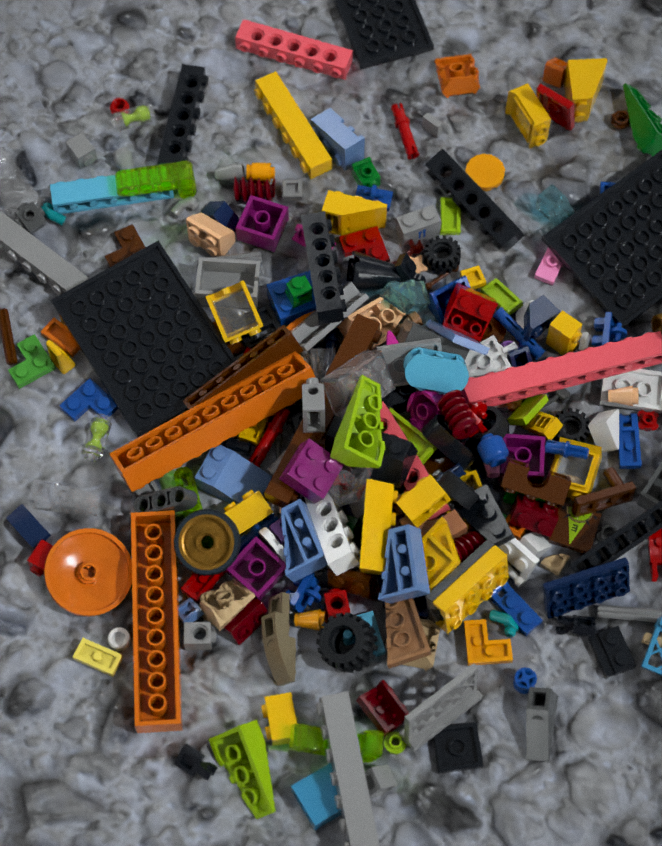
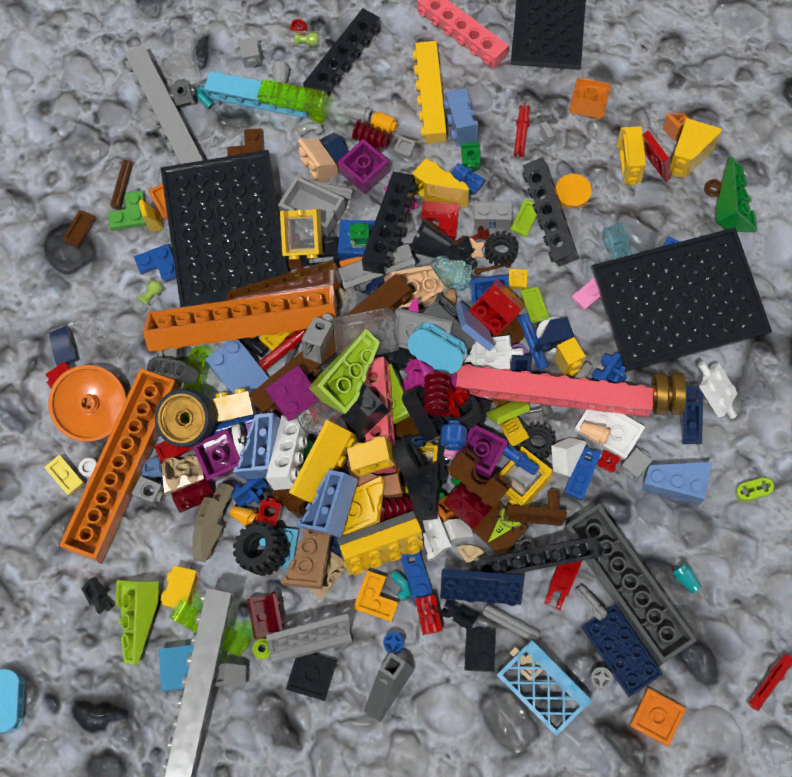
camera: 30 degrees right, 5 degrees up
(547, 637) = (428, 615): none -> red hips

